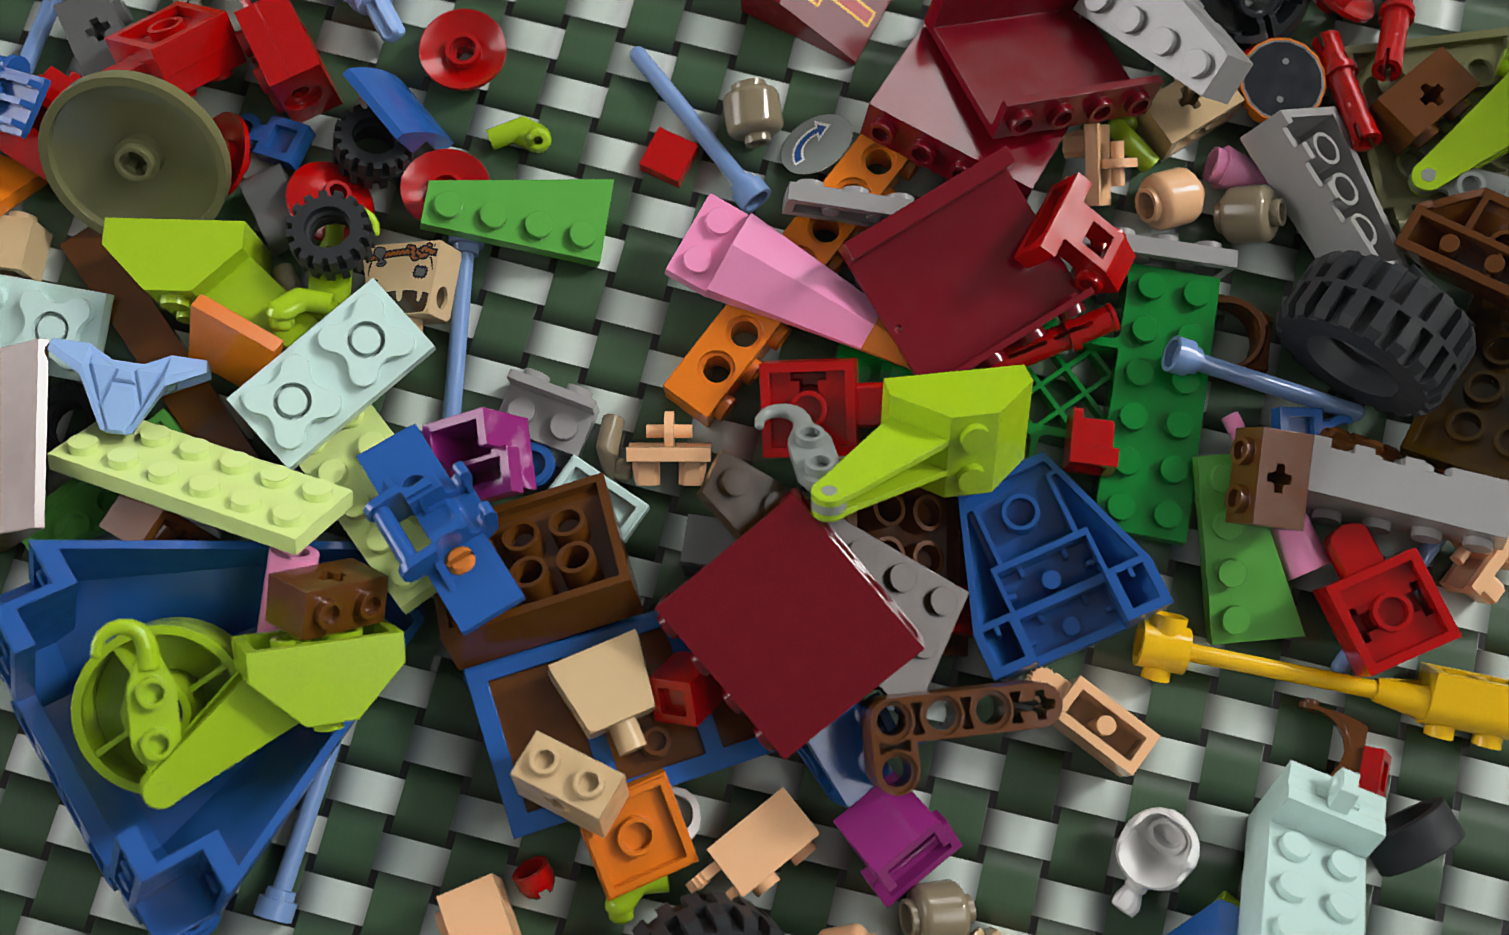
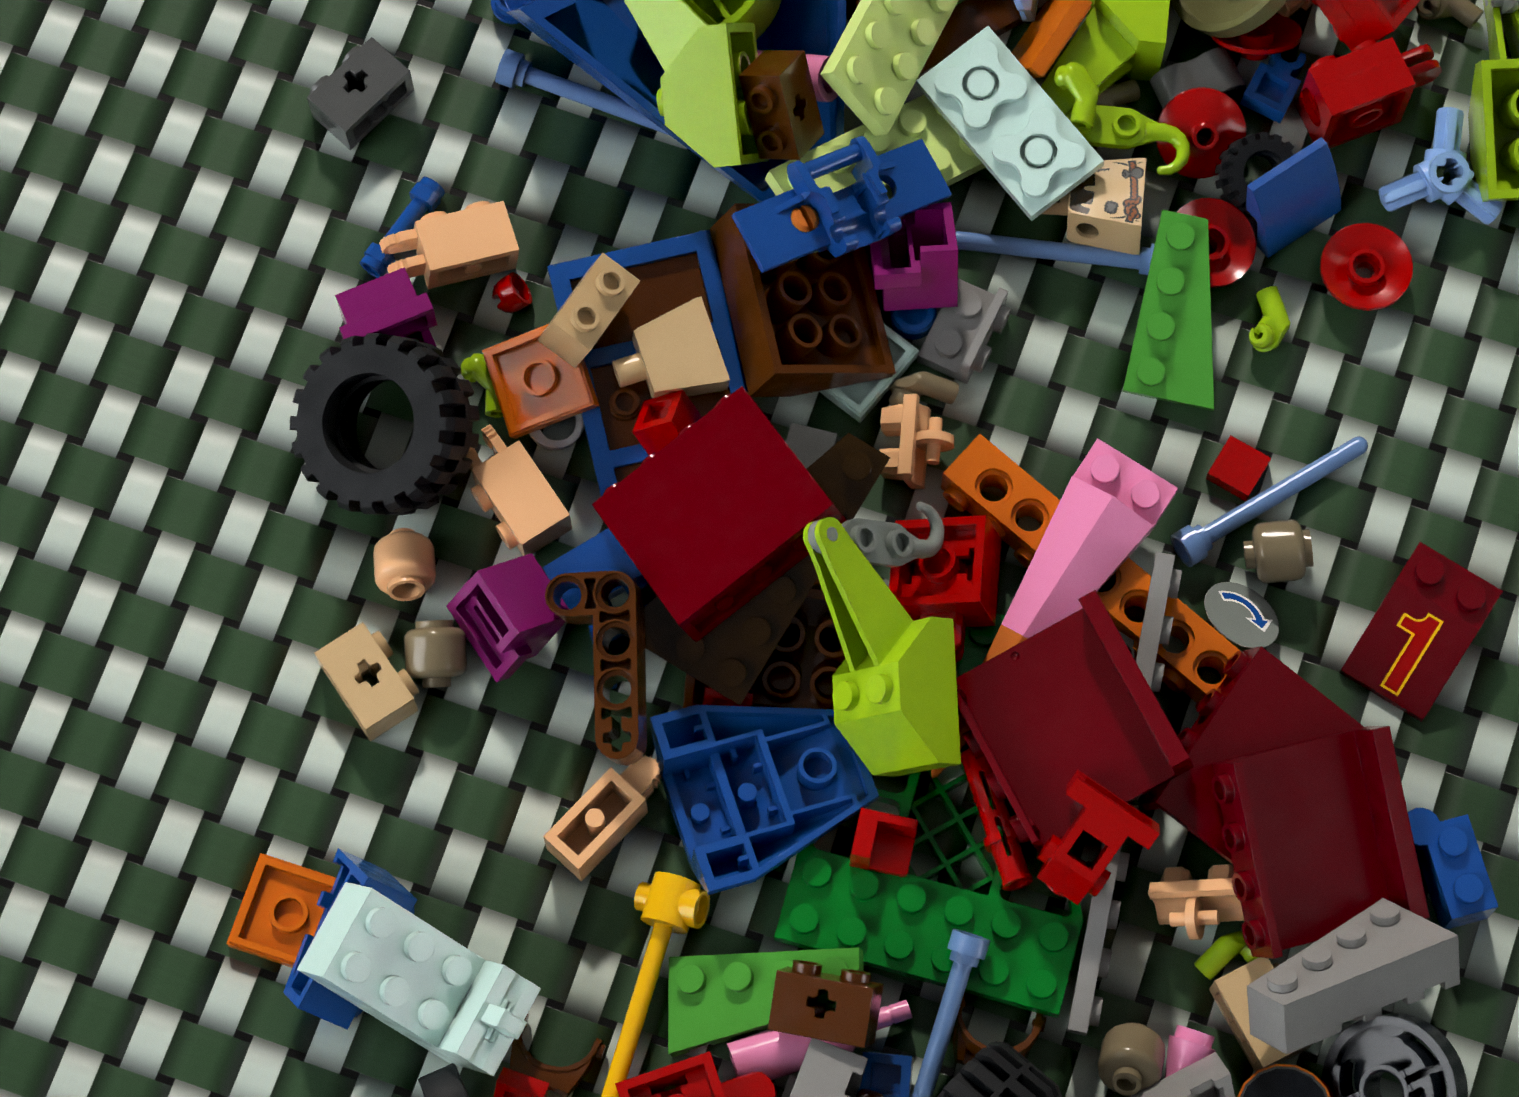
camera: 95 degrees right, 5 degrees down
(326, 211) = (1167, 103): black tyre -> none
(1155, 854) = (467, 864): white hair -> none
(1170, 198) = (1157, 980): light nougat head -> none

